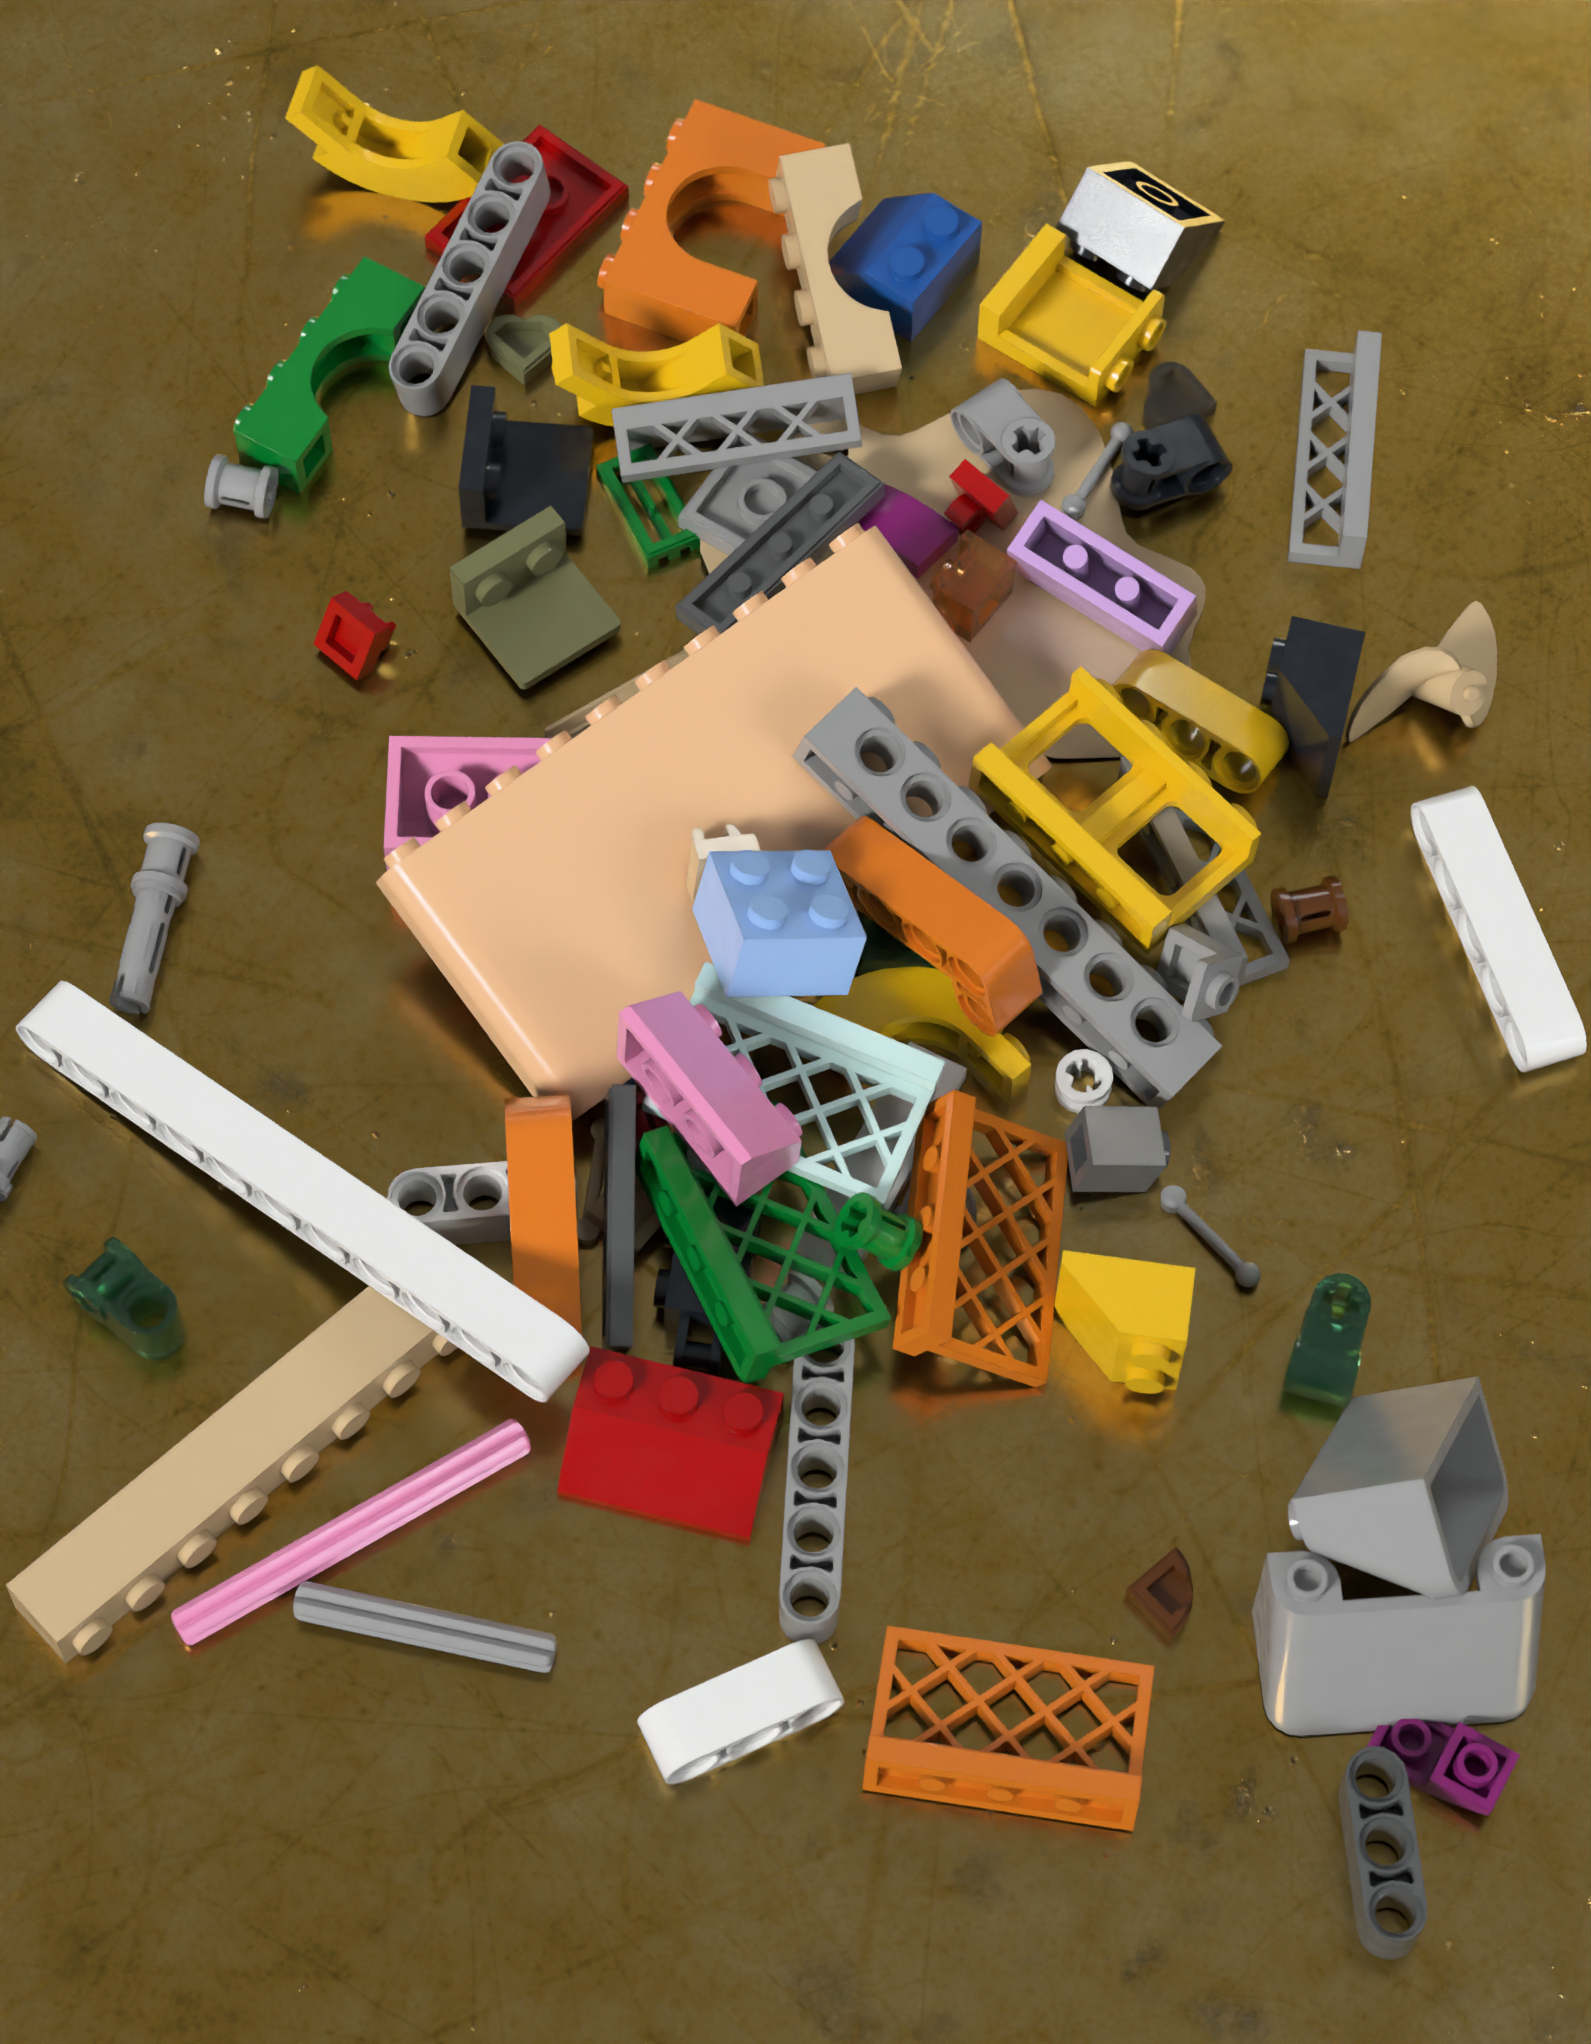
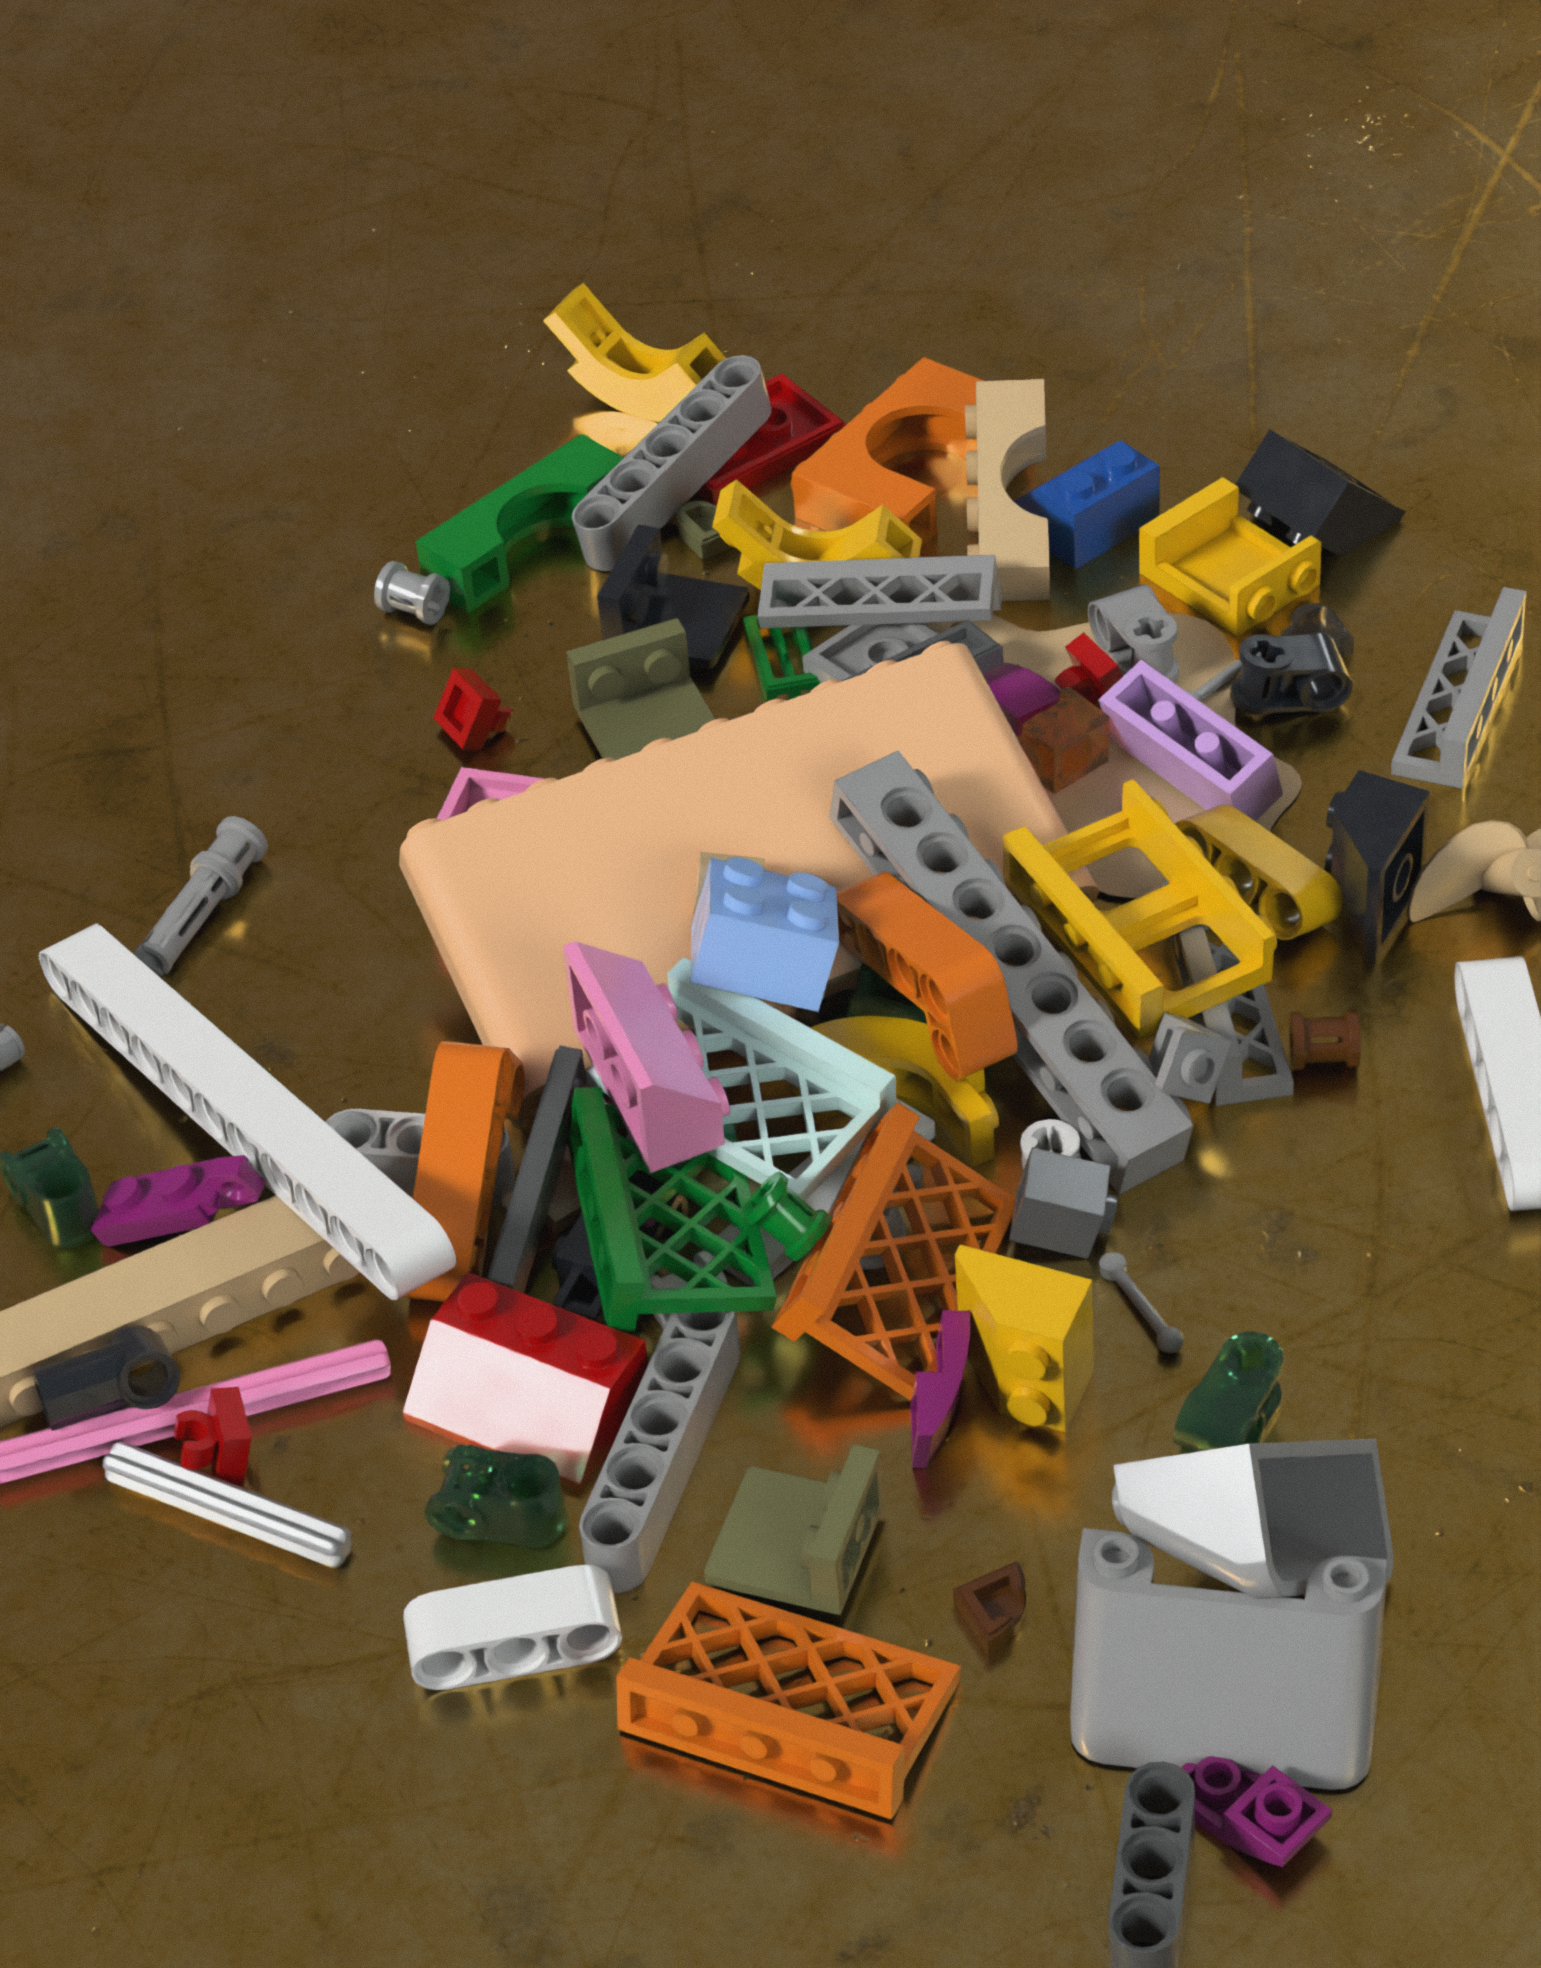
camera: 20 degrees right, 20 degrees down
(261, 1300) = (174, 1199): none -> magenta hinge
(291, 1511) = (101, 1379): none -> black piece
(403, 1558) = (221, 1436): none -> red tile
(678, 1571) = (502, 1495): none -> clear green piece
(970, 1559) = (800, 1535): none -> olive bracket
(1062, 1400) = (937, 1392): none -> magenta slope

